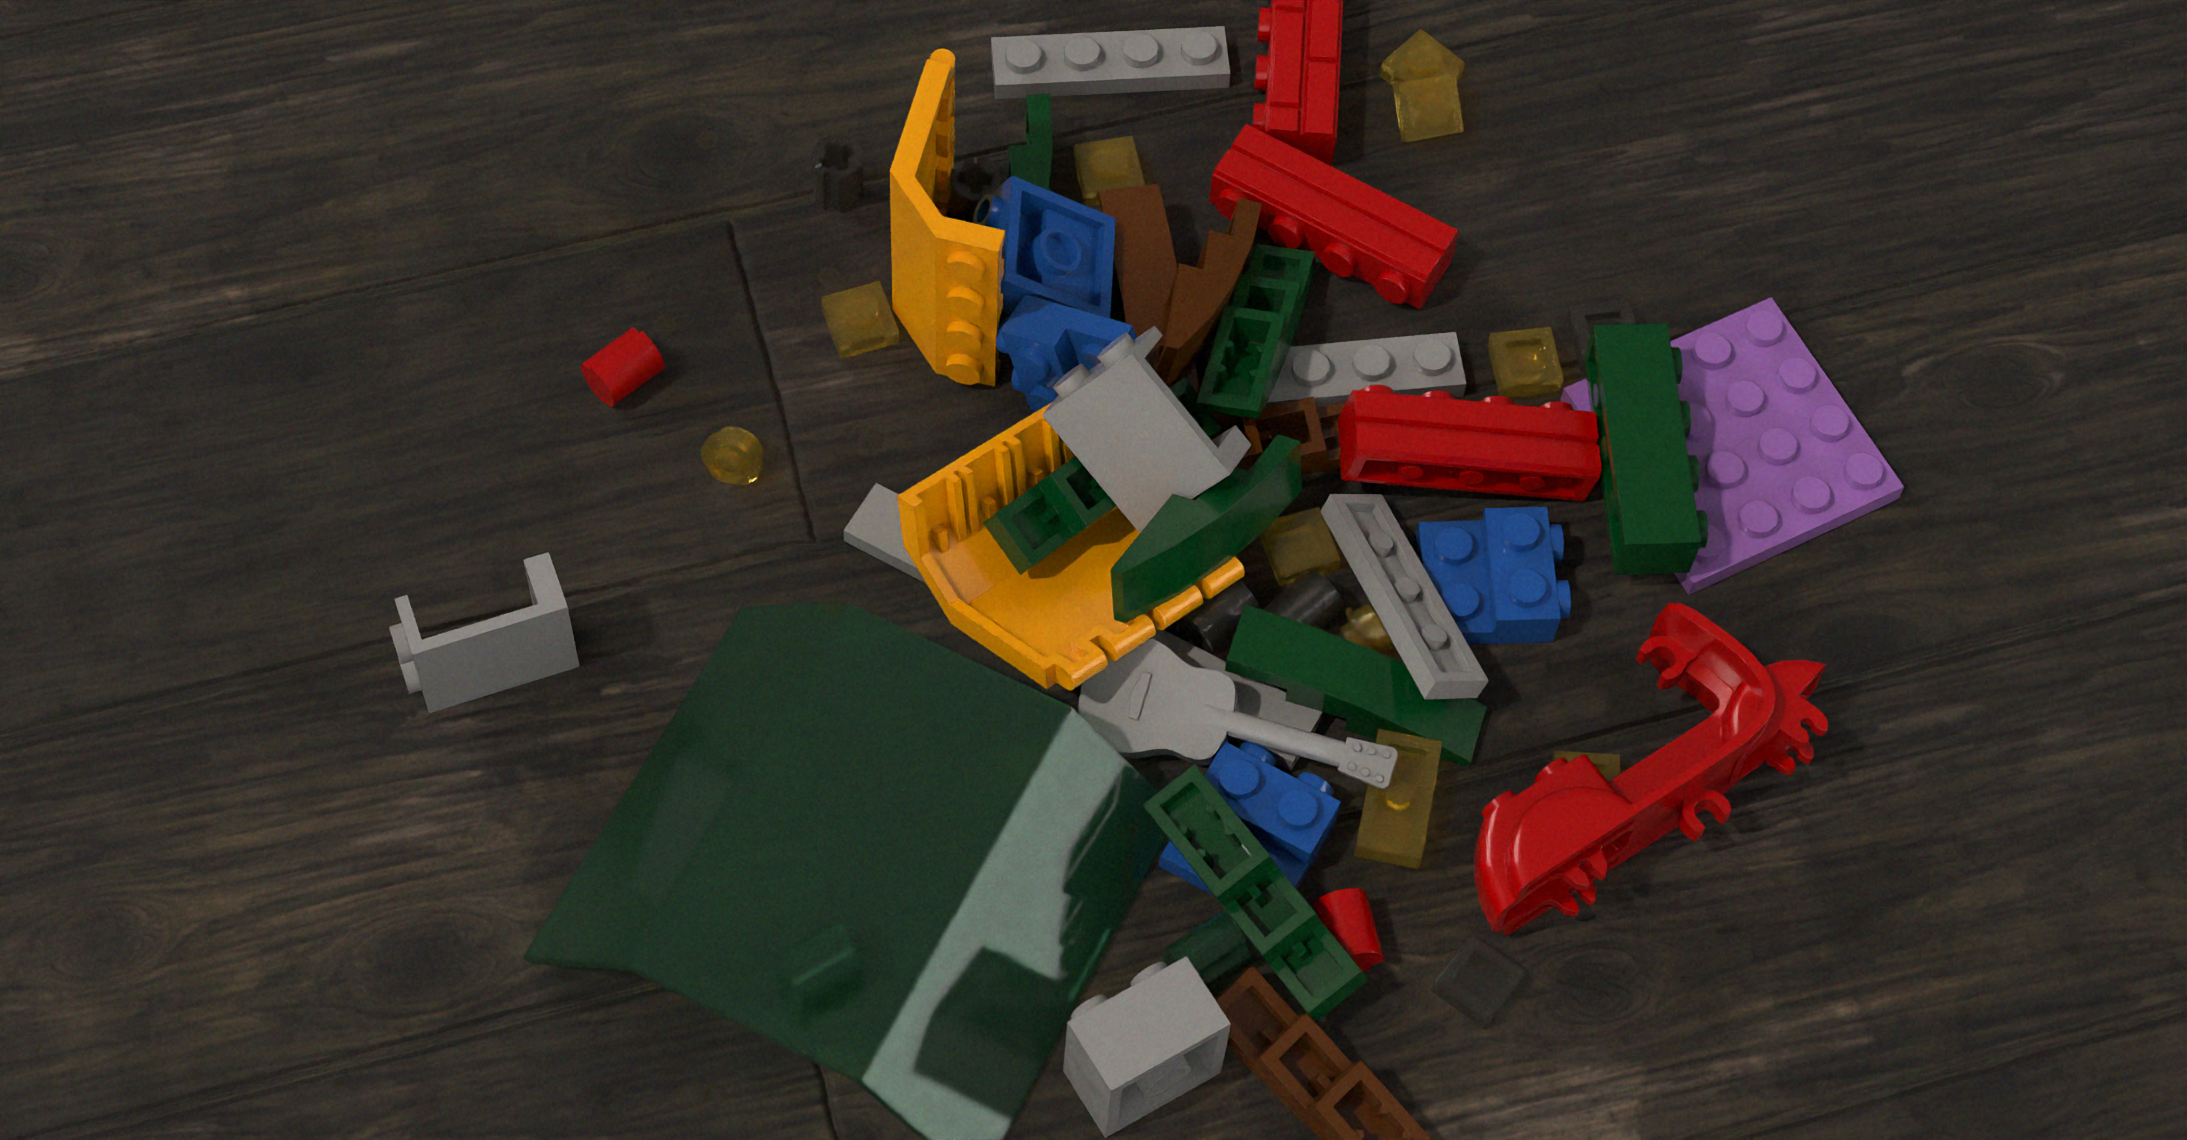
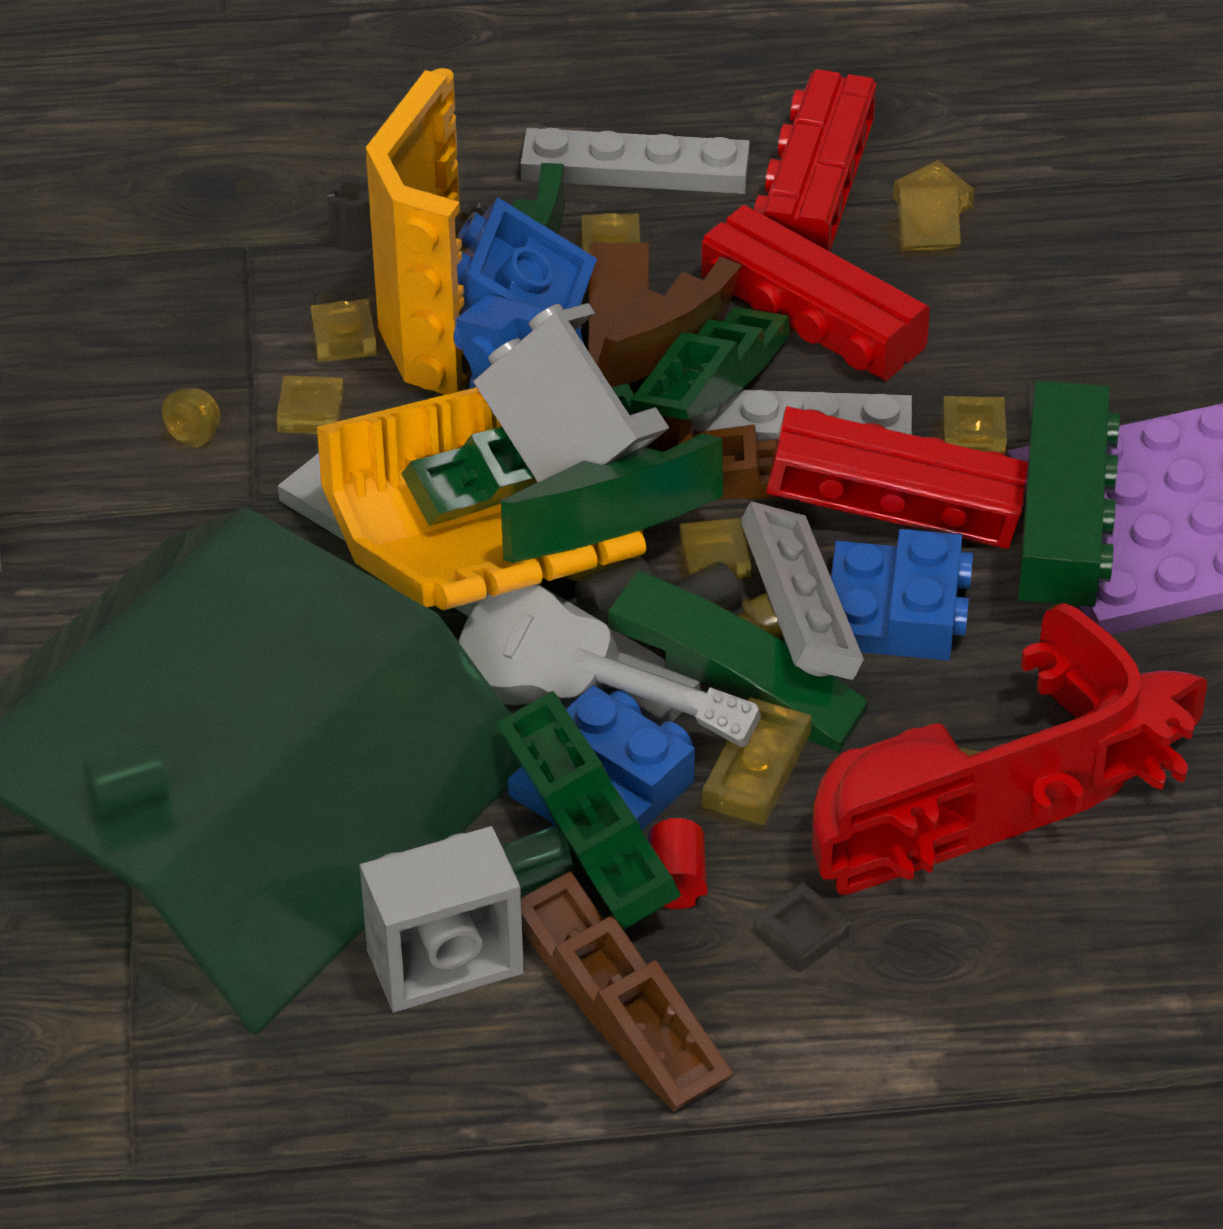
camera: 15 degrees right, 15 degrees down
(622, 366) = (110, 338): red piece -> none
(848, 419) = (309, 403): none -> clear yellow tile

